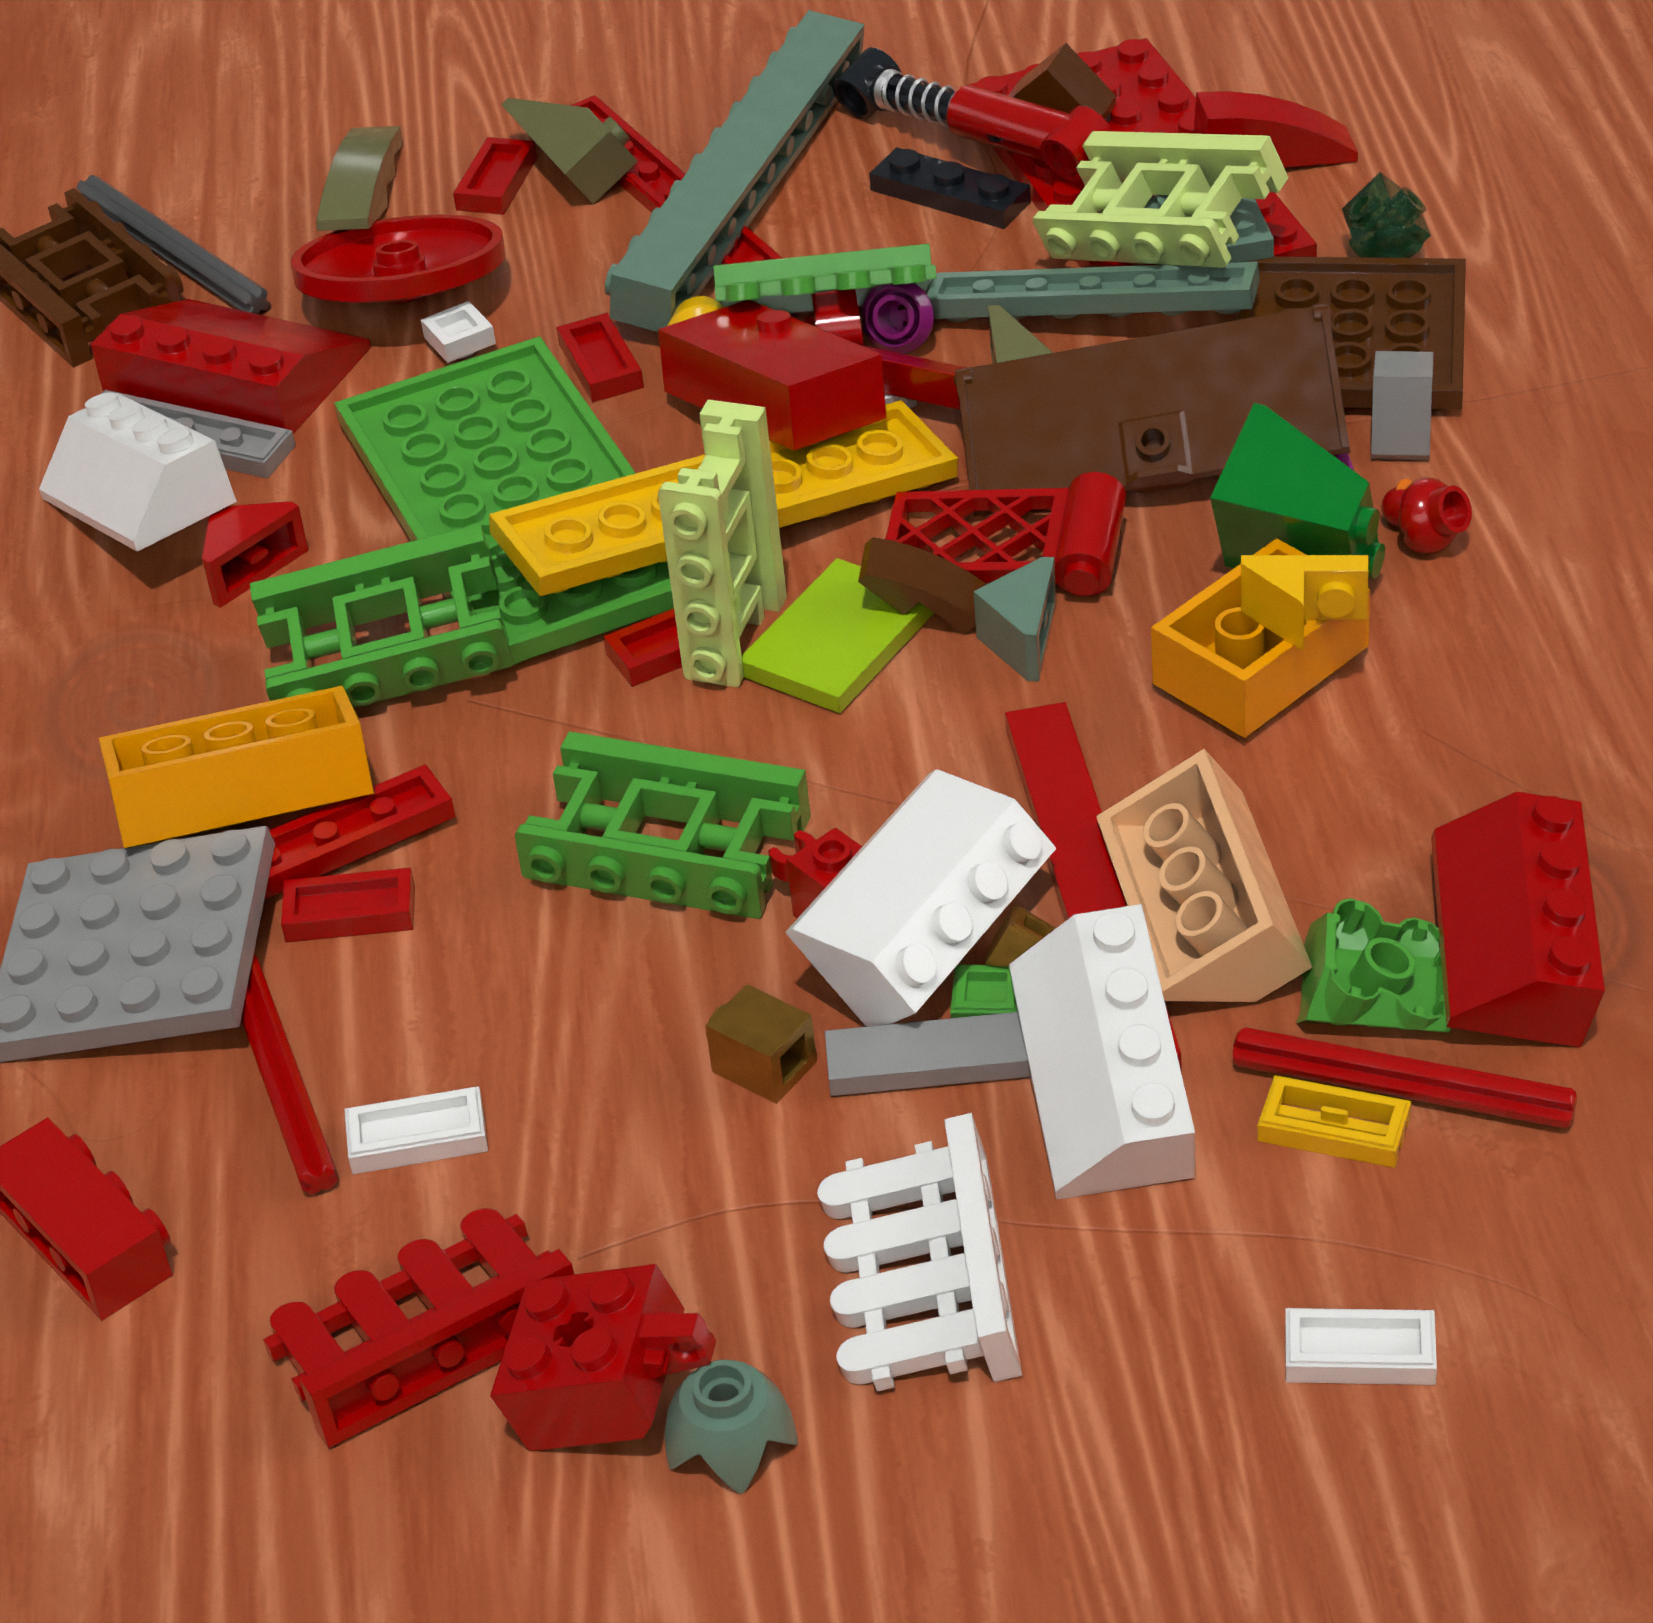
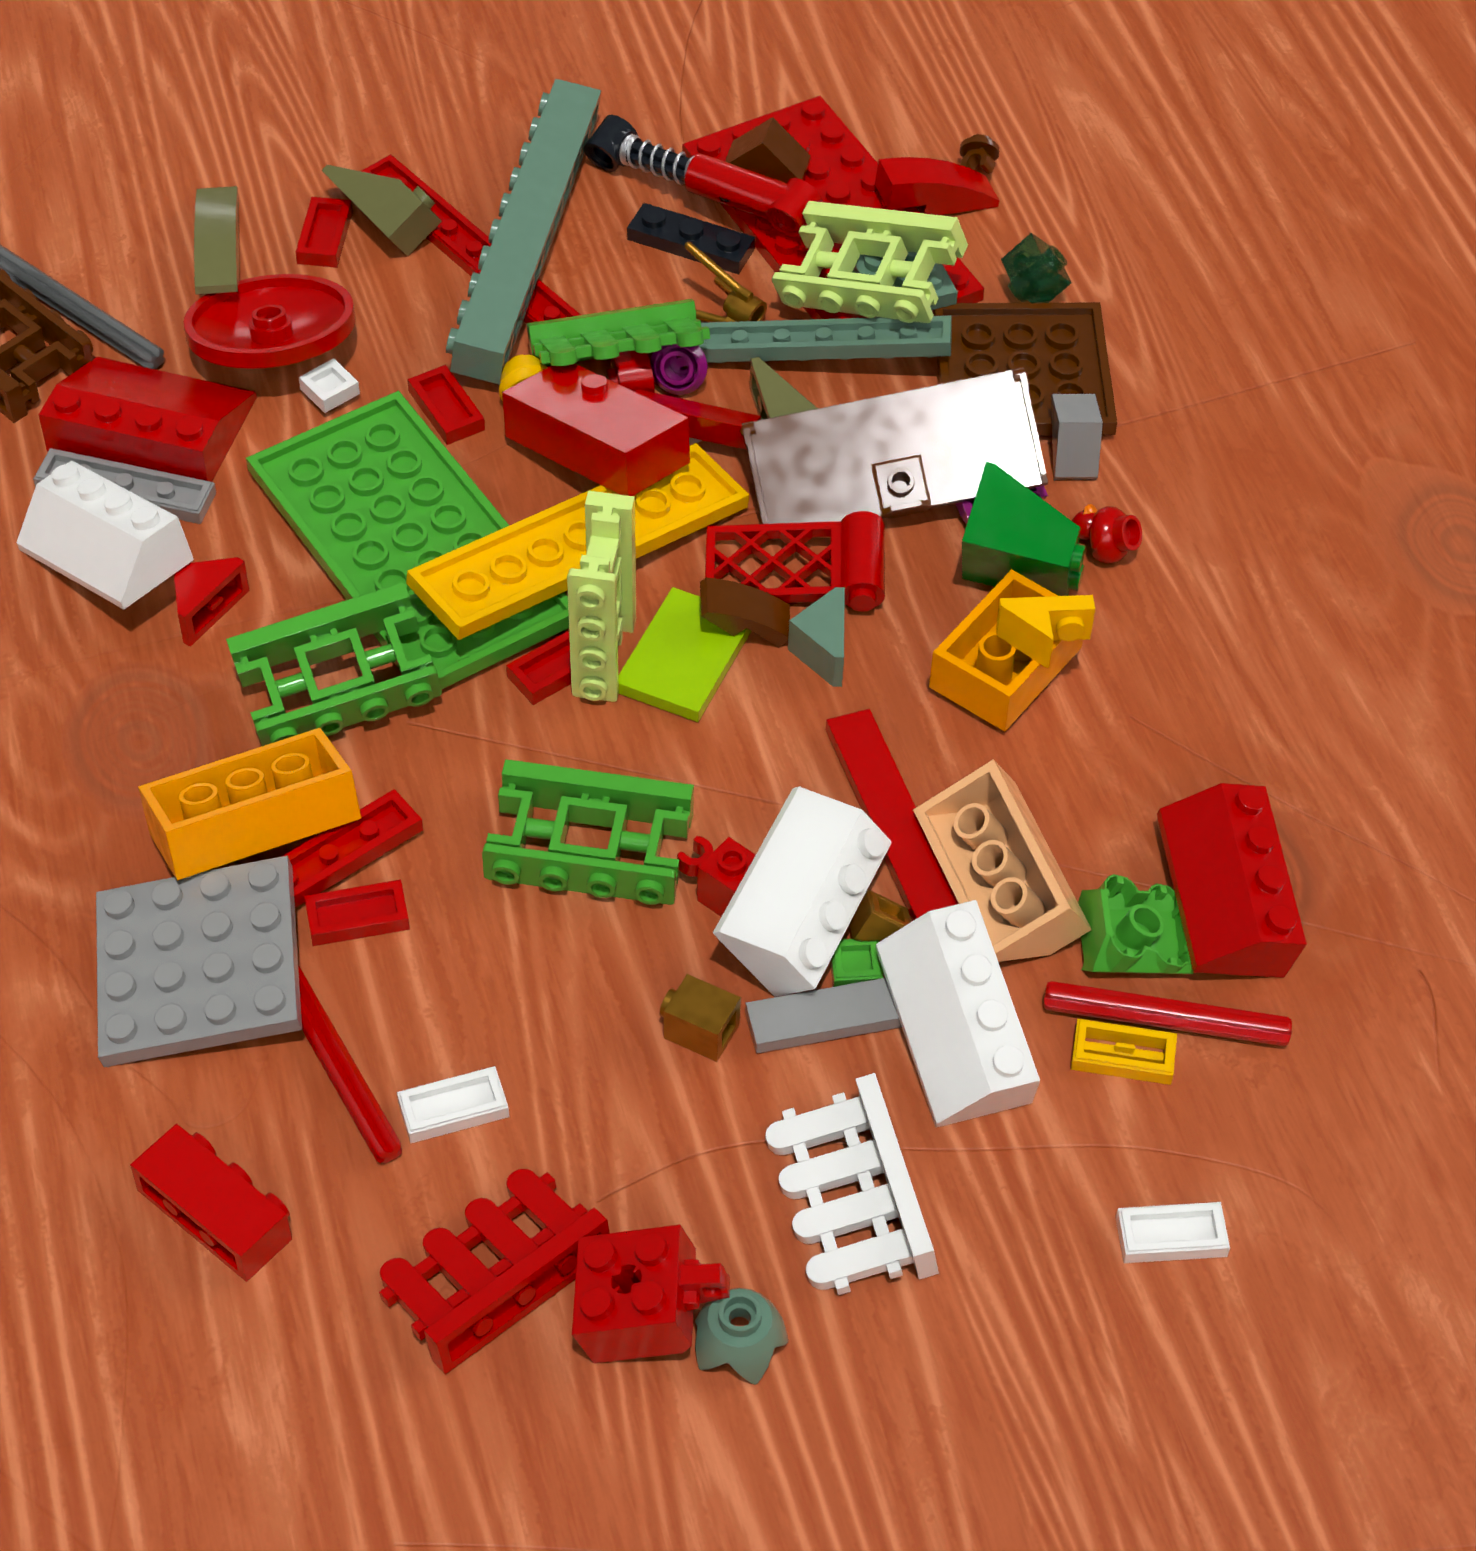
camera: 15 degrees left, 10 degrees up
(992, 250) = (740, 303): none -> pearl gold plant
(1339, 97) = (979, 150): none -> reddish brown plate

